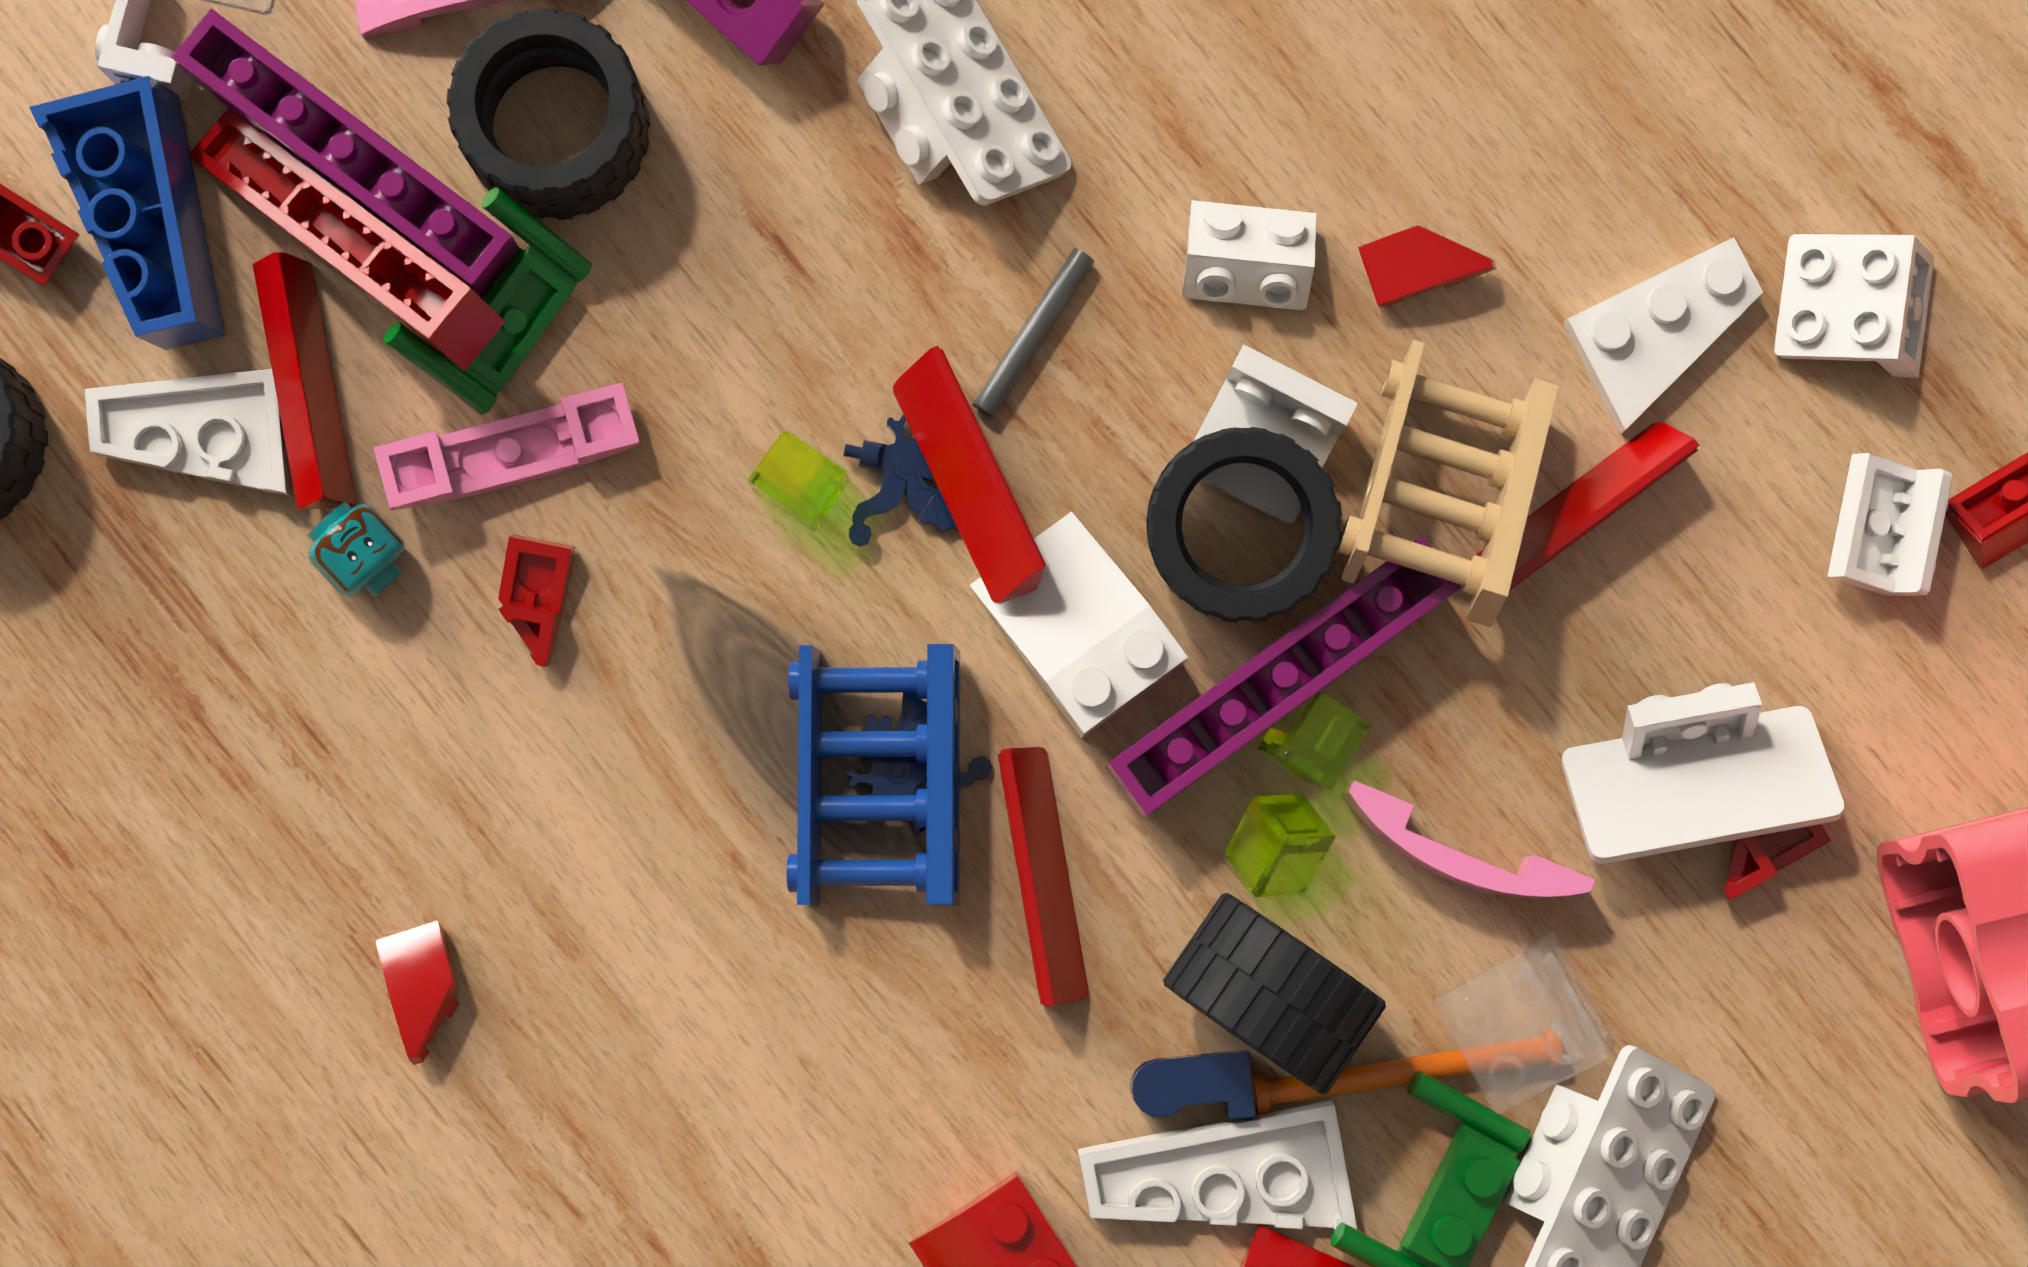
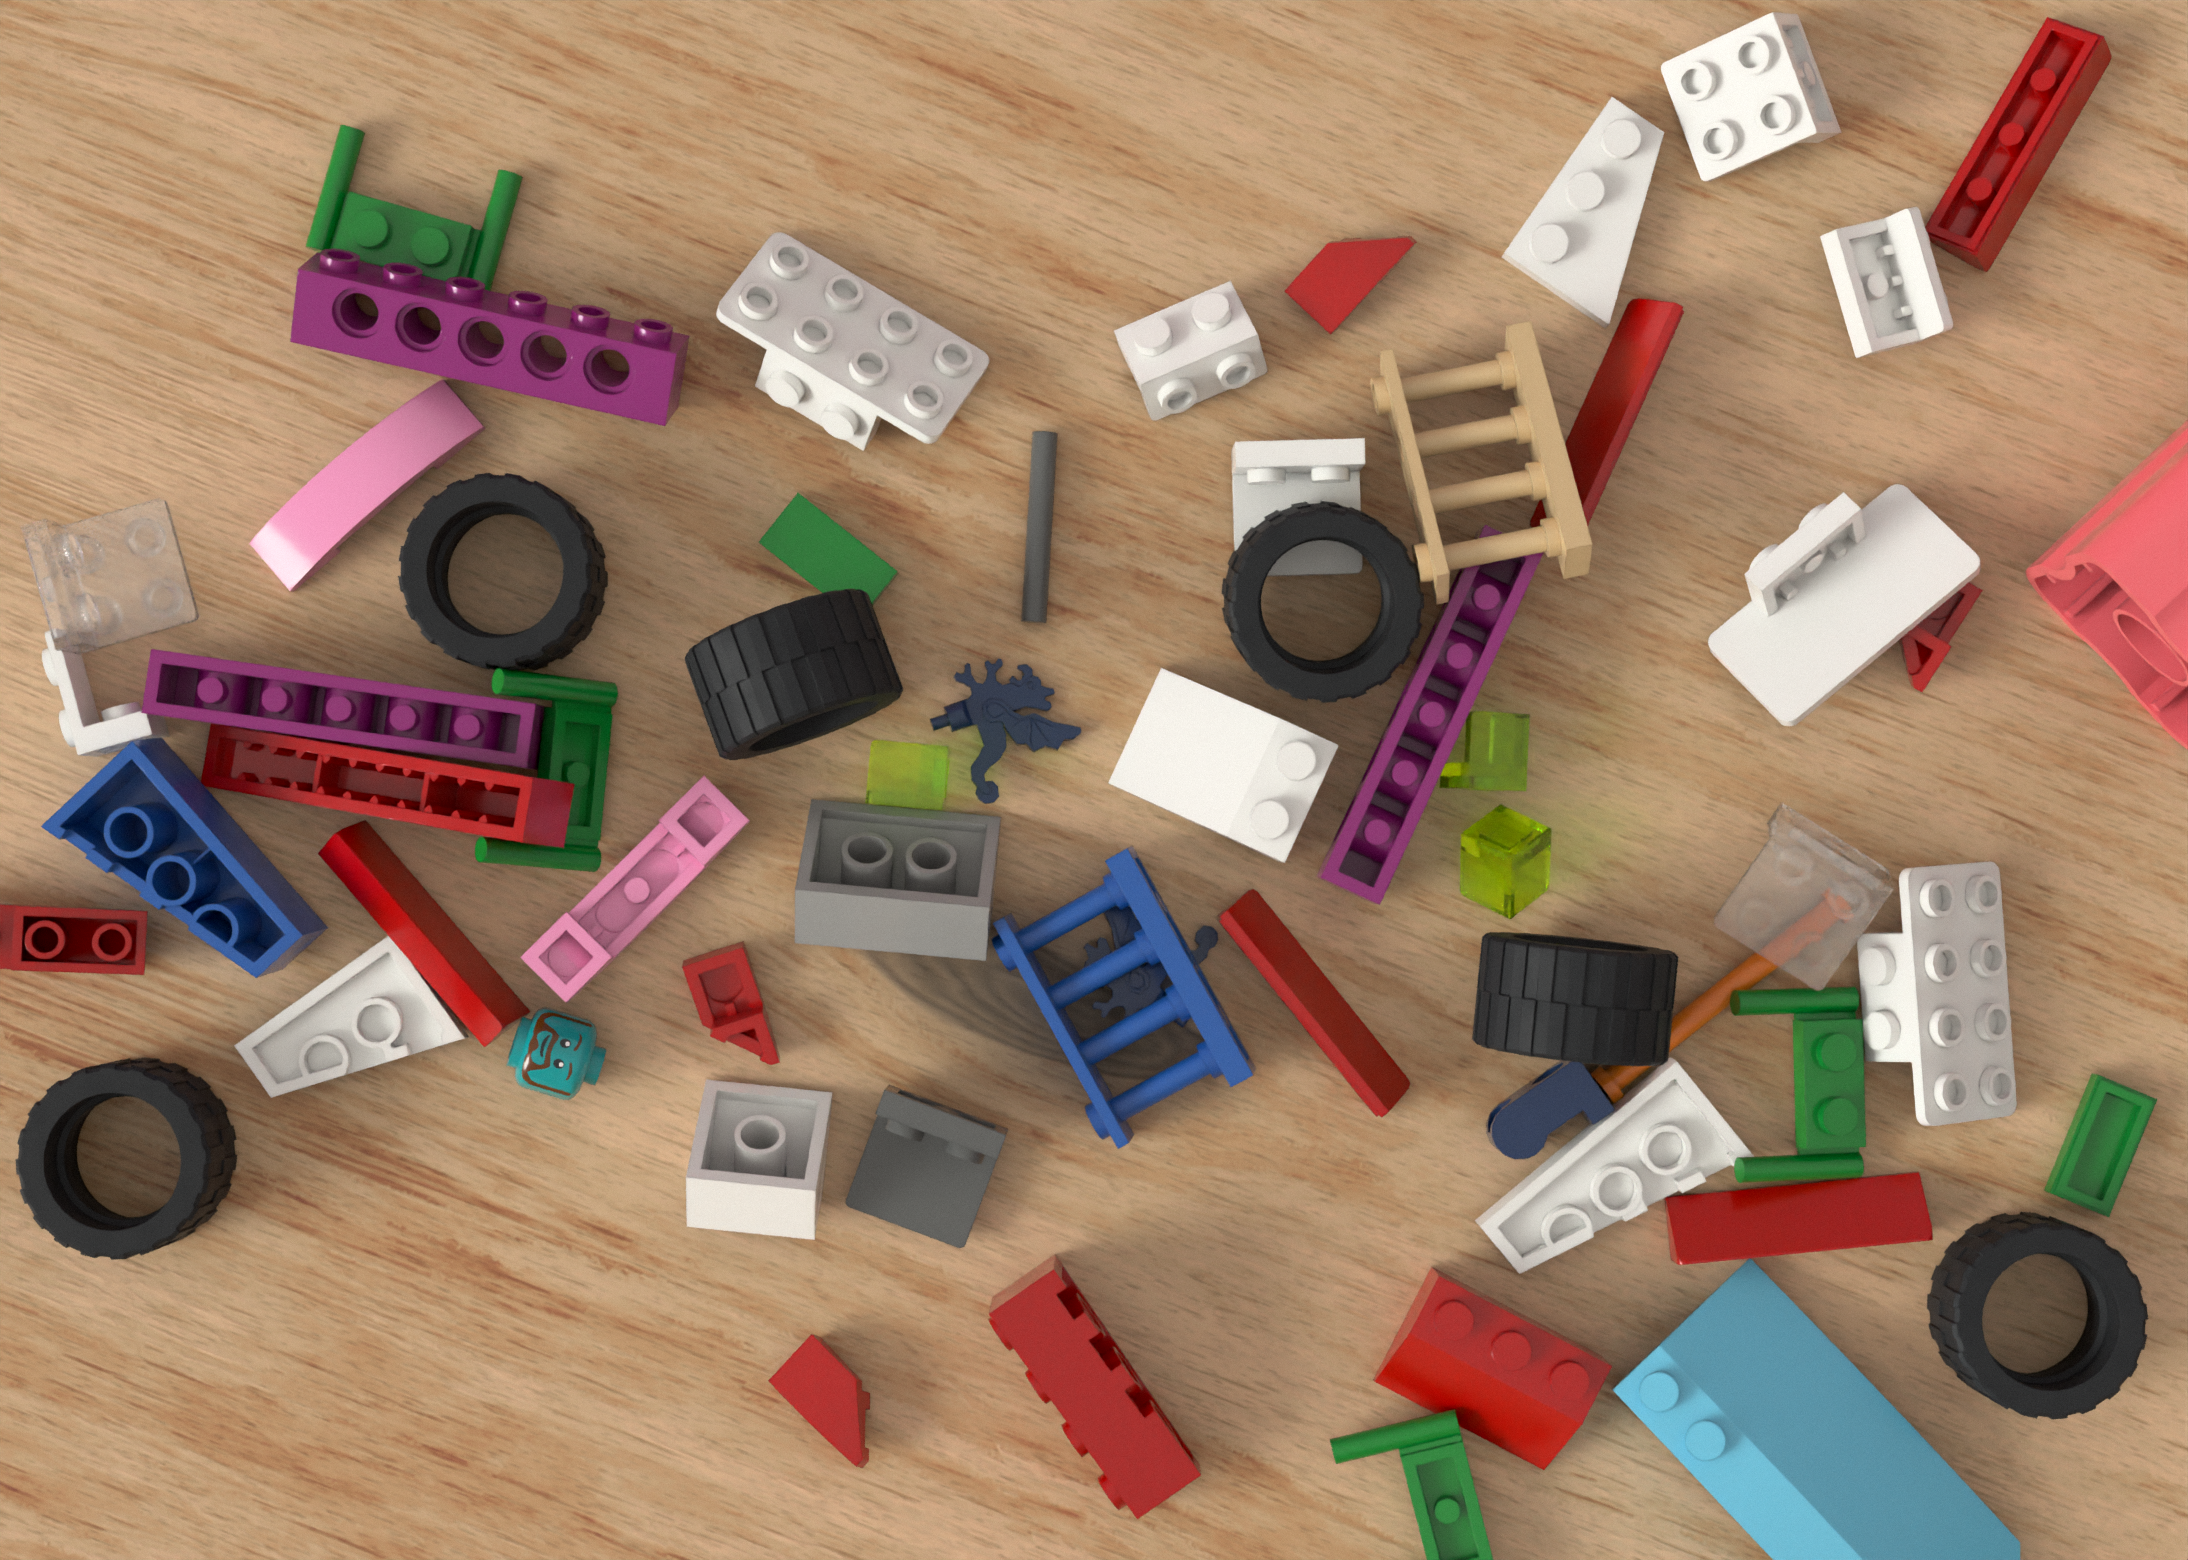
camera: 20 degrees left, 5 degrees up
(478, 741) = (758, 1159): none -> white slope
(621, 829) = (926, 1166): none -> dark grey bracket
(656, 1107) = (1093, 1388): none -> red wedge
(737, 565) = (897, 880): none -> light grey slope
(747, 330) = (793, 673): none -> black tyre
(837, 258) = (825, 551): none -> green tile
(969, 477) = (1056, 691): red slope -> none
(1388, 817) = (1741, 770): bright pink slope -> none

